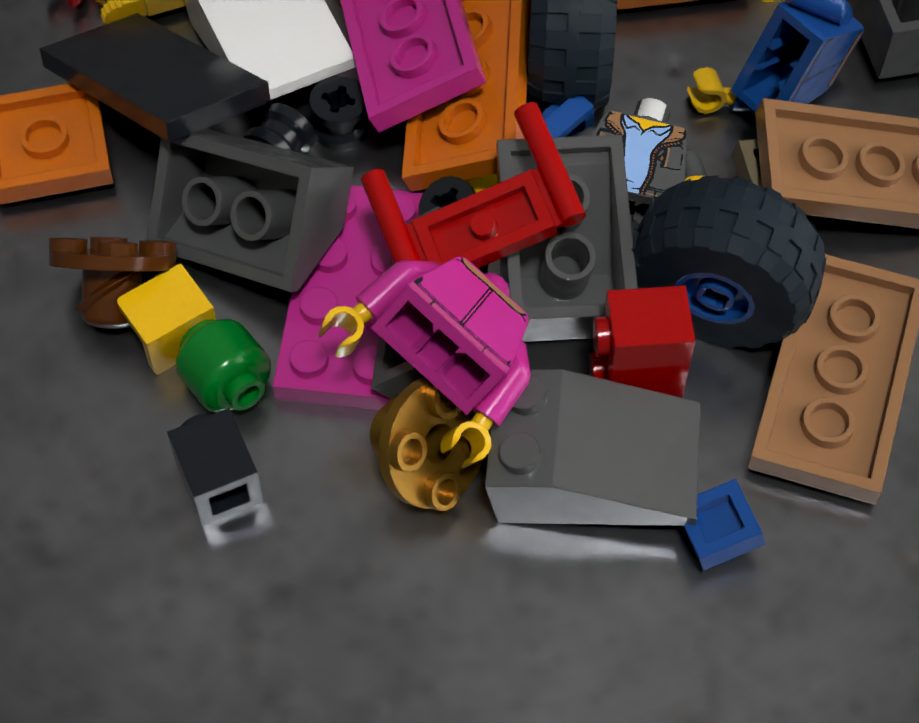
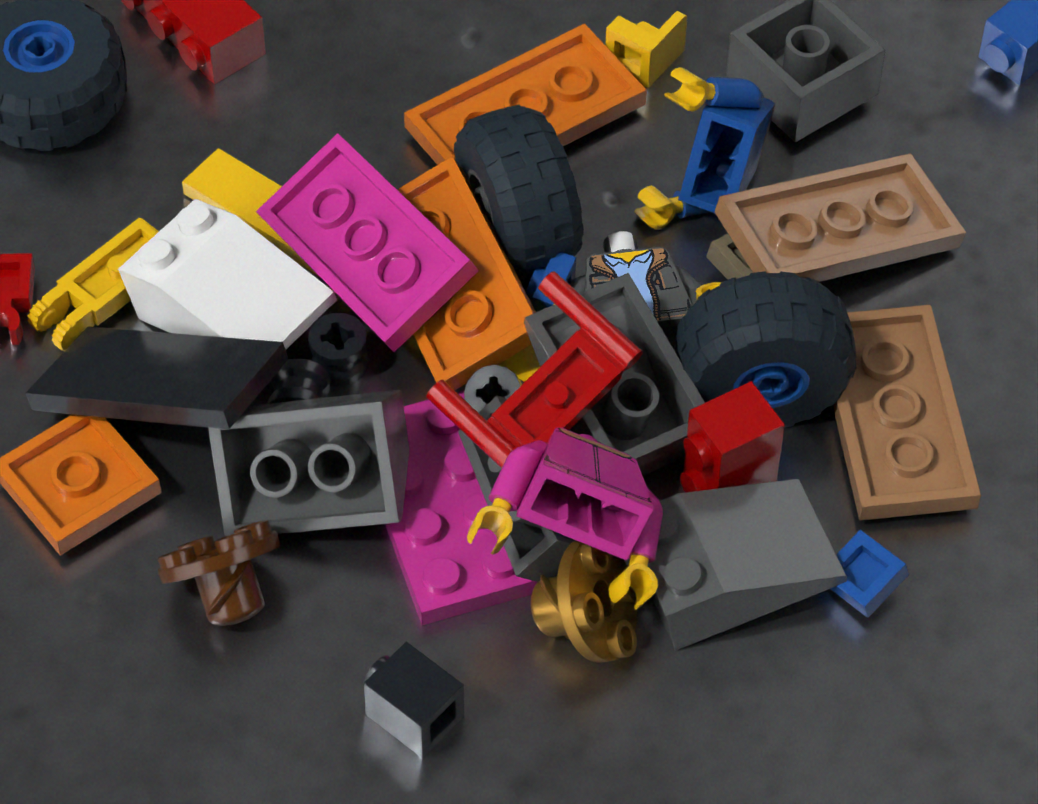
camera: 25 degrees left, 5 degrees down
(163, 313) = (299, 586): yellow panel -> none
(221, 365) = (368, 612): green head -> none

